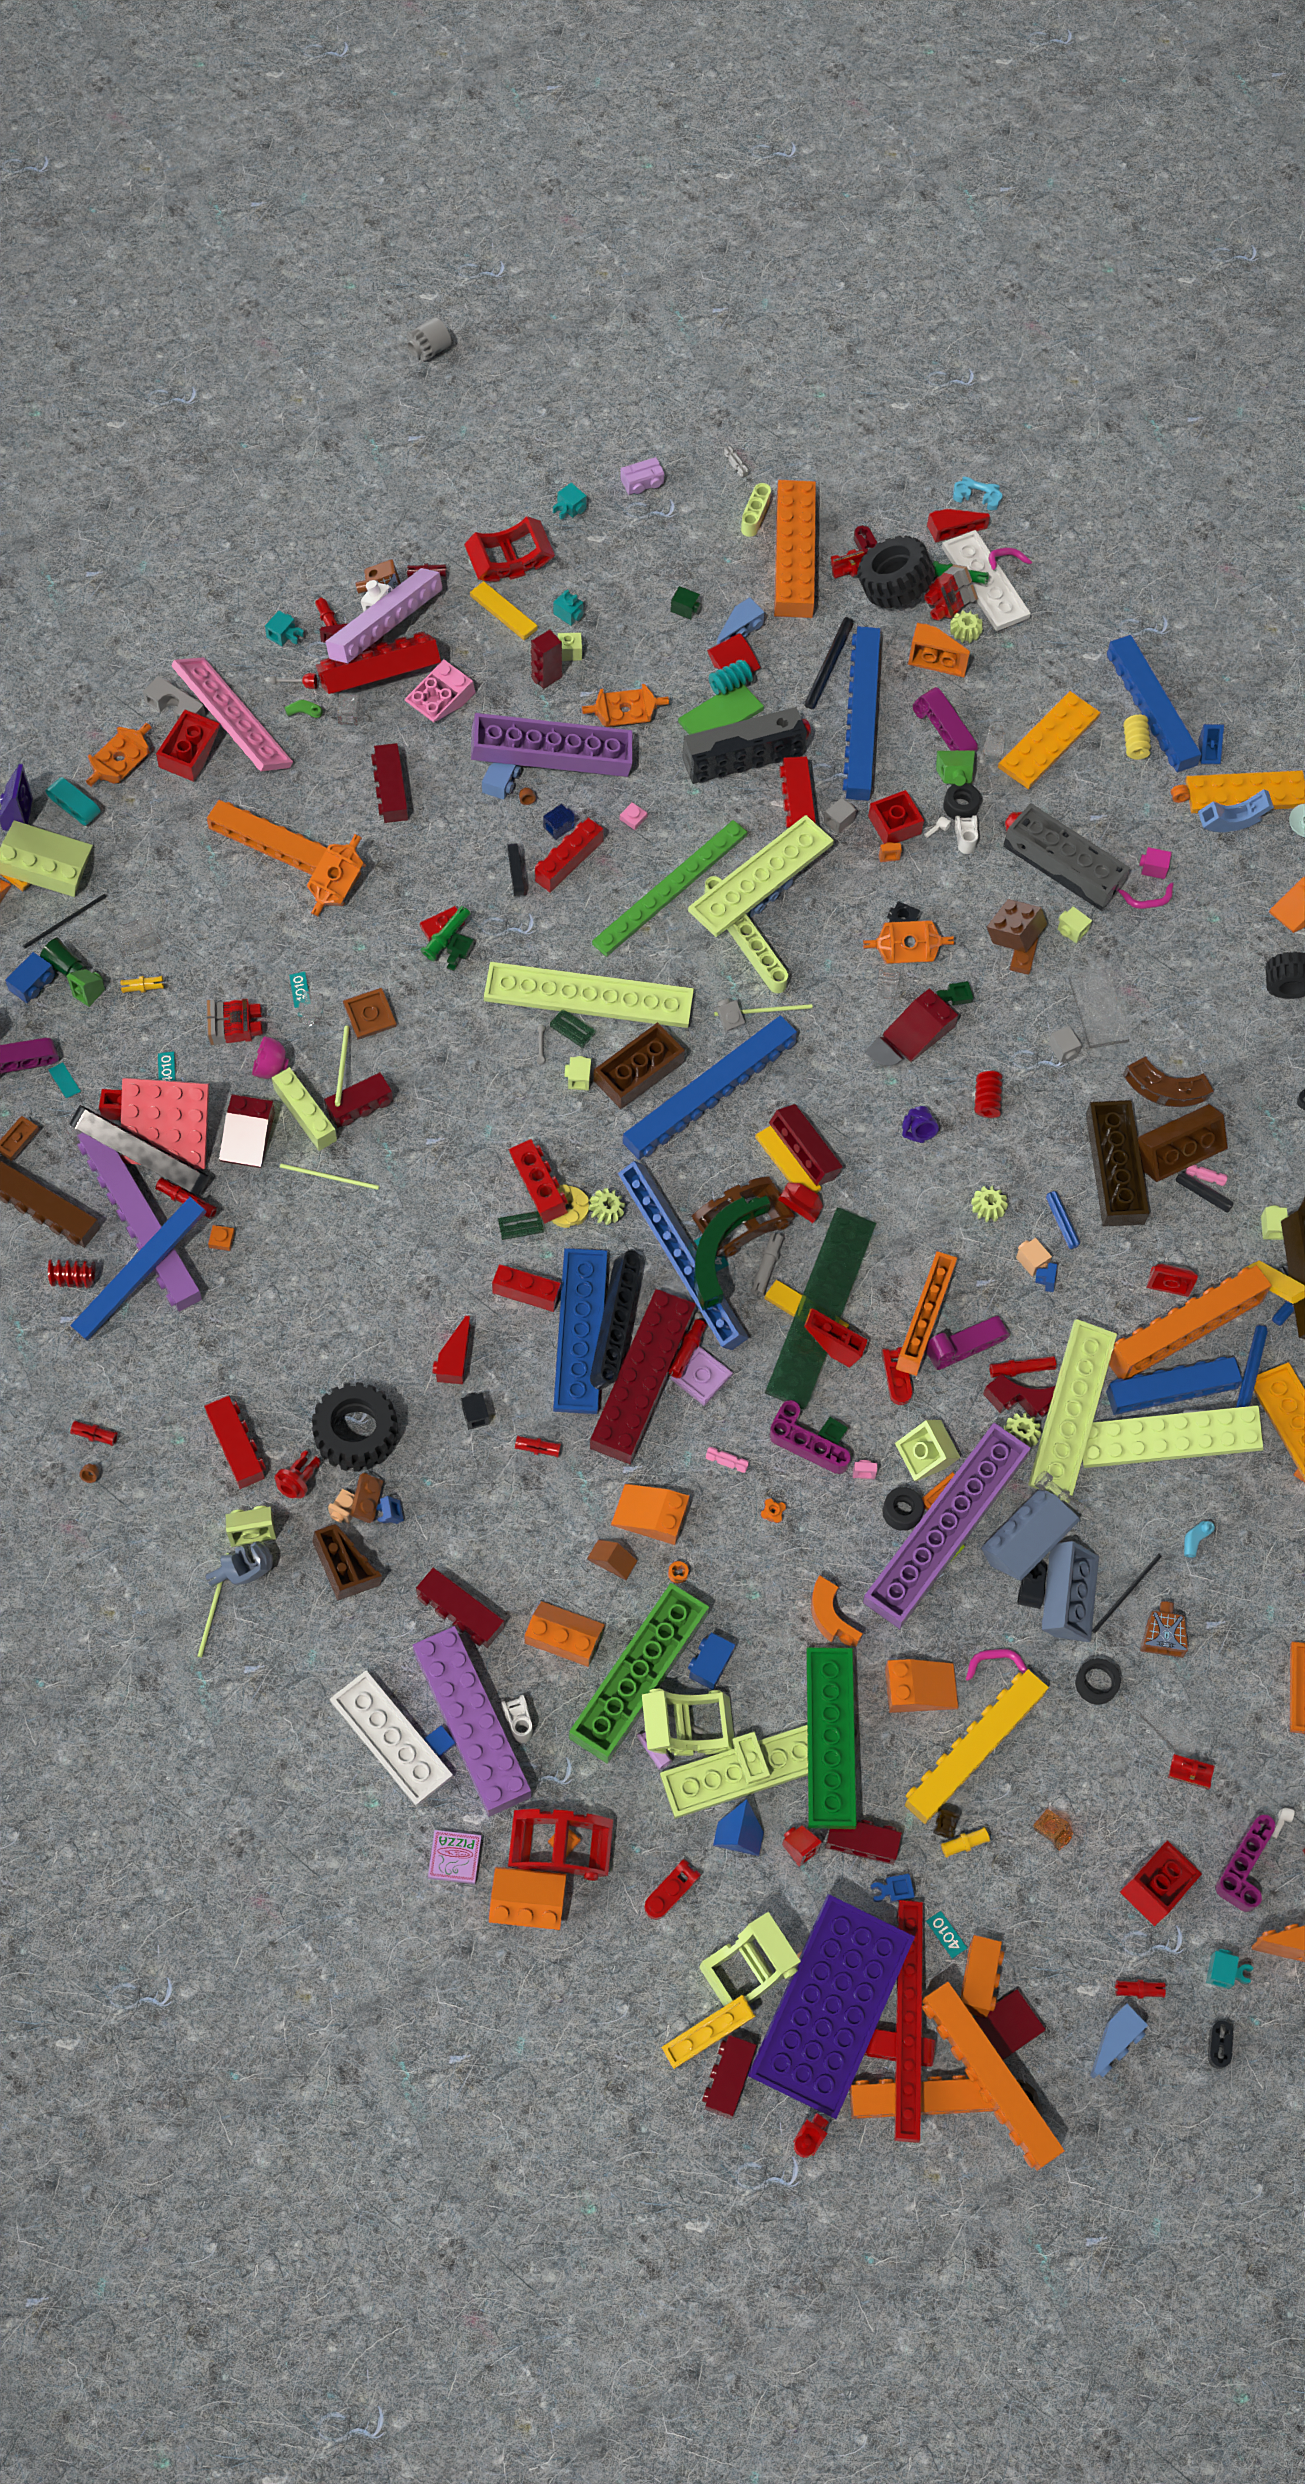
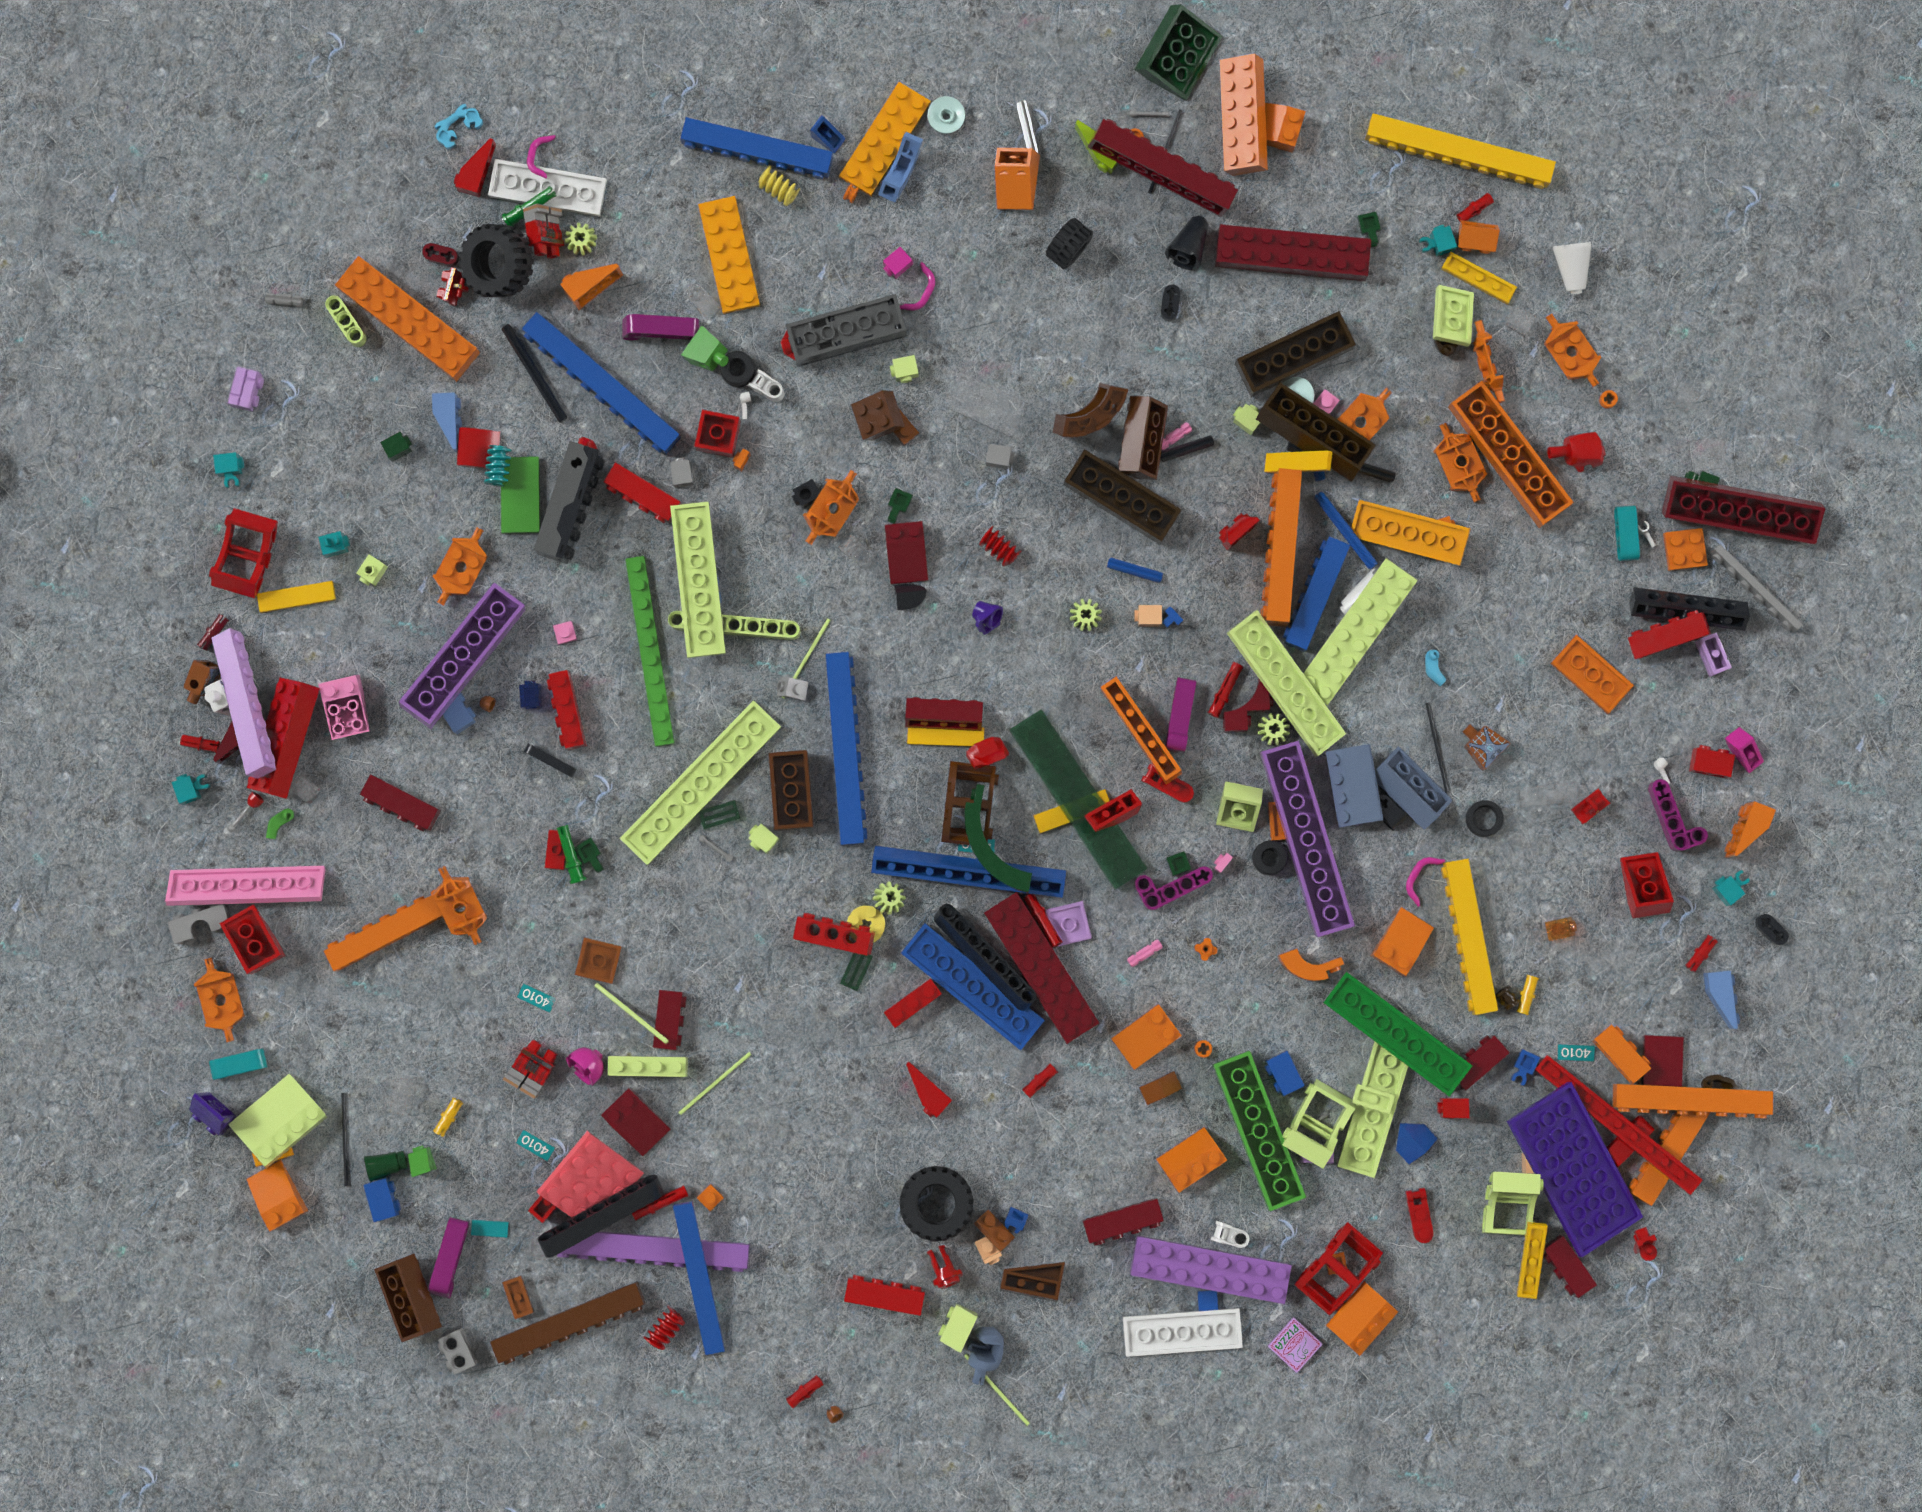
camera: 50 degrees left, 20 degrees up
(475, 1410) = (981, 1107): black brick -> none
(546, 659) = (379, 603): dark red brick -> none
(769, 1256) = (1016, 812): light grey pin -> none
(1045, 1481) = (1325, 746): clear piece -> none

